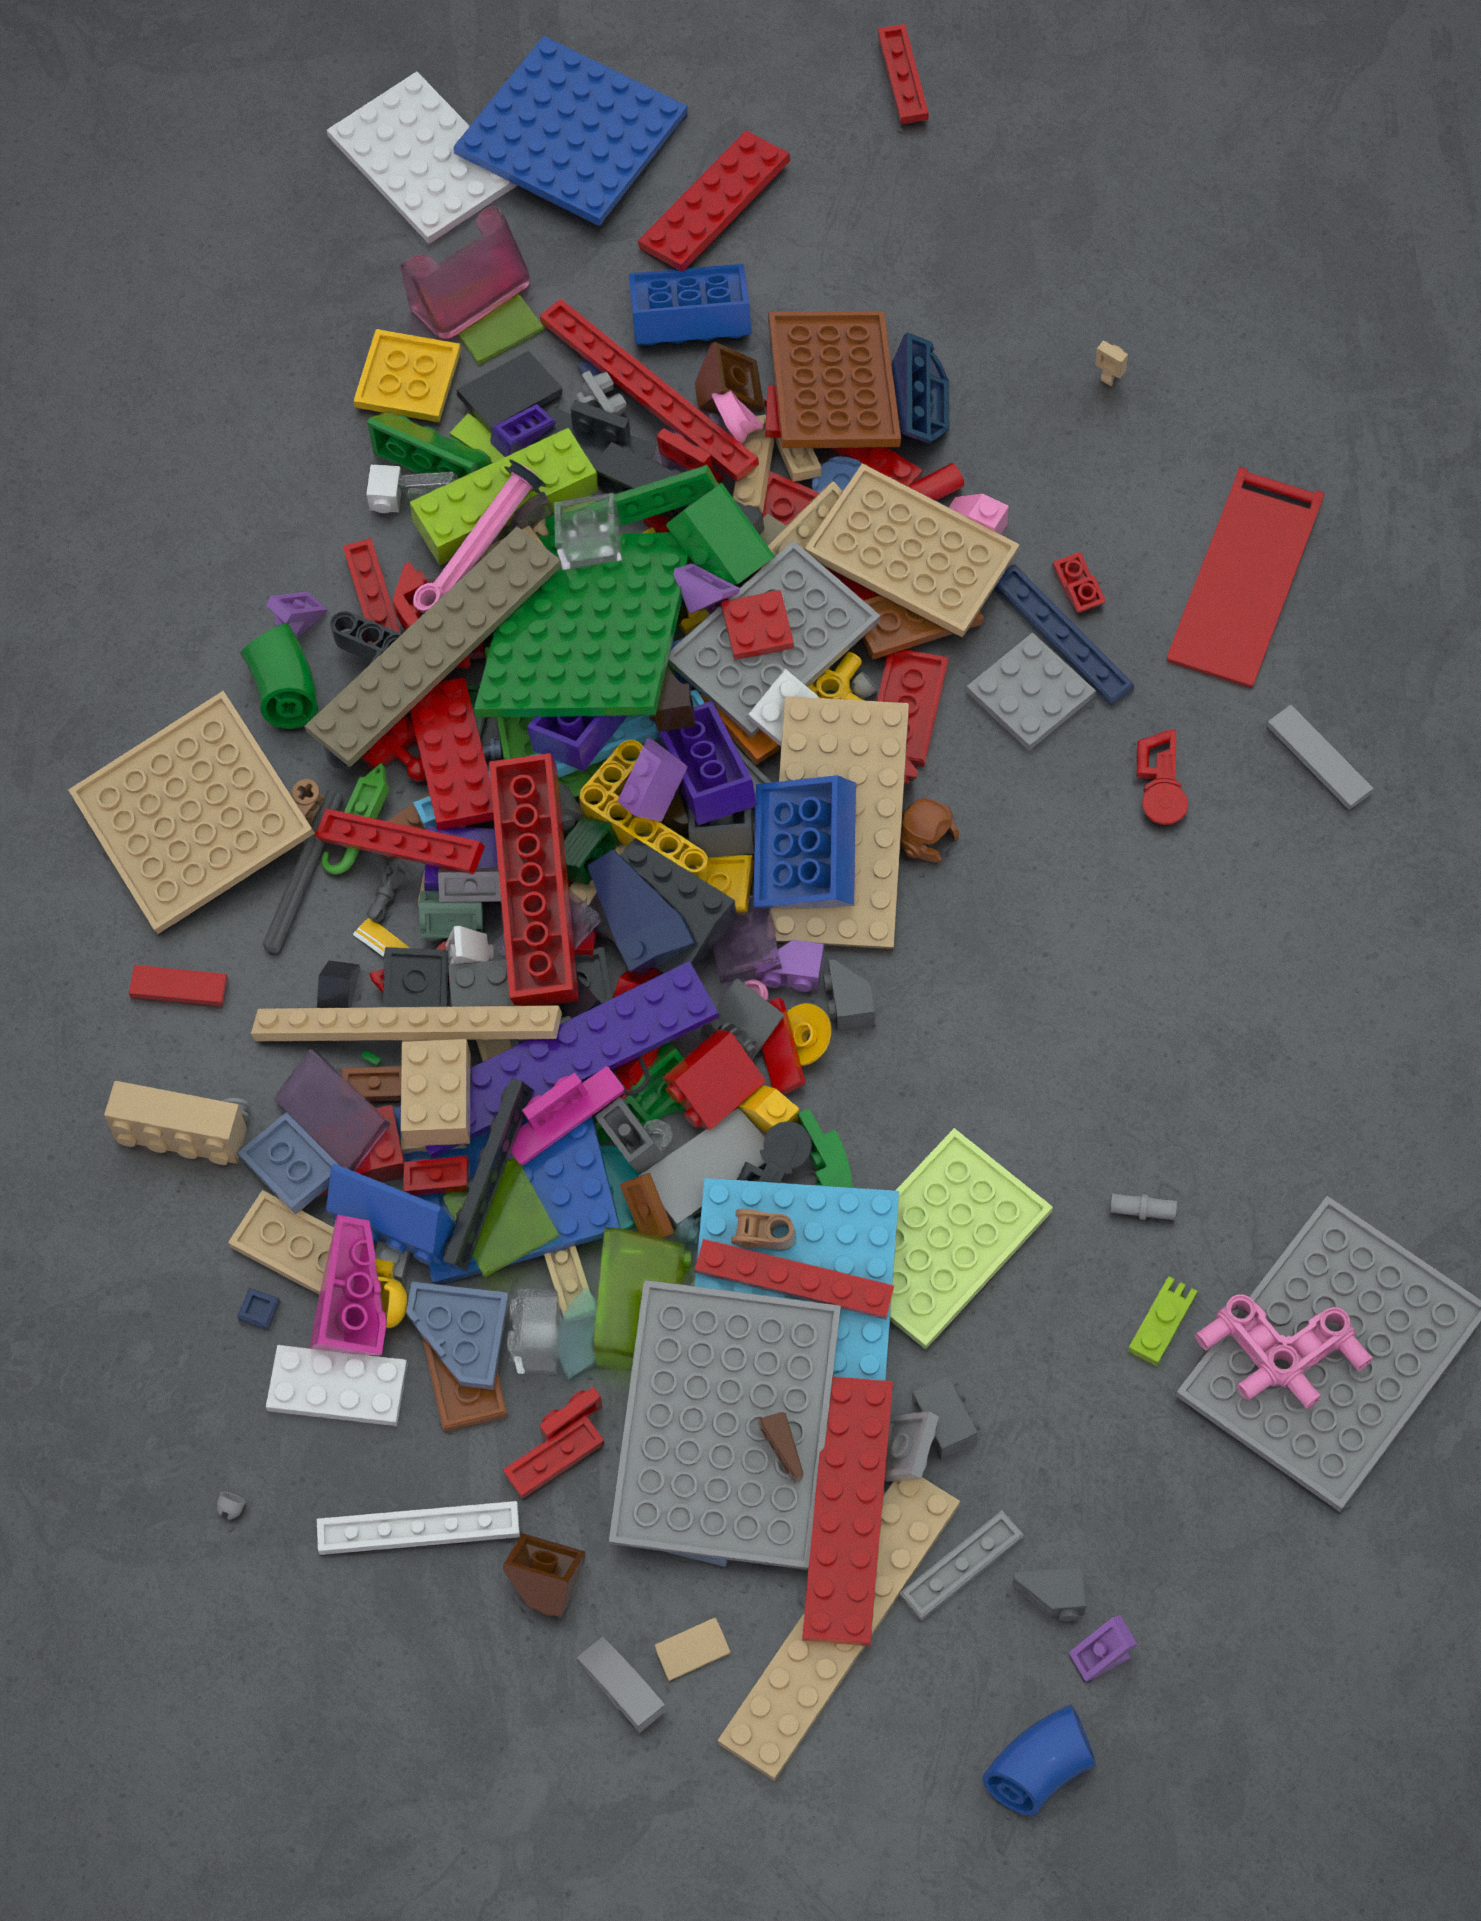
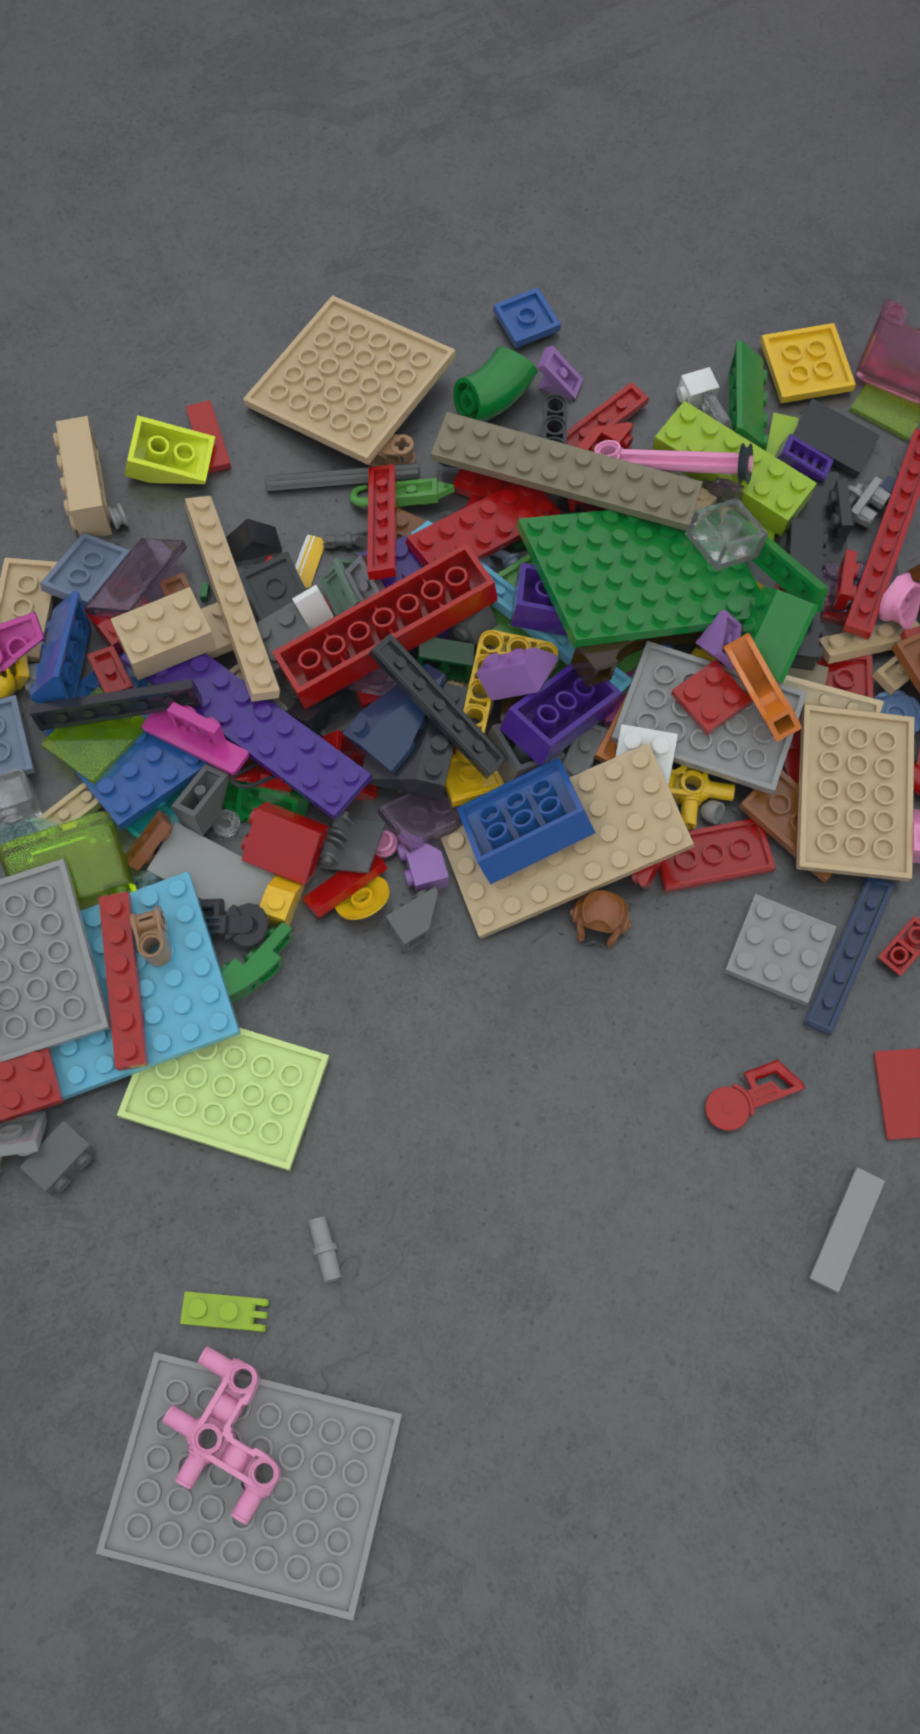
camera: 60 degrees right, 5 degrees up
(185, 1030) = (168, 453): none -> neon yellow slope
(203, 612) = (526, 317): none -> blue plate
(650, 866) = (438, 705): none -> black tile
(778, 572) = (762, 687): none -> orange arch

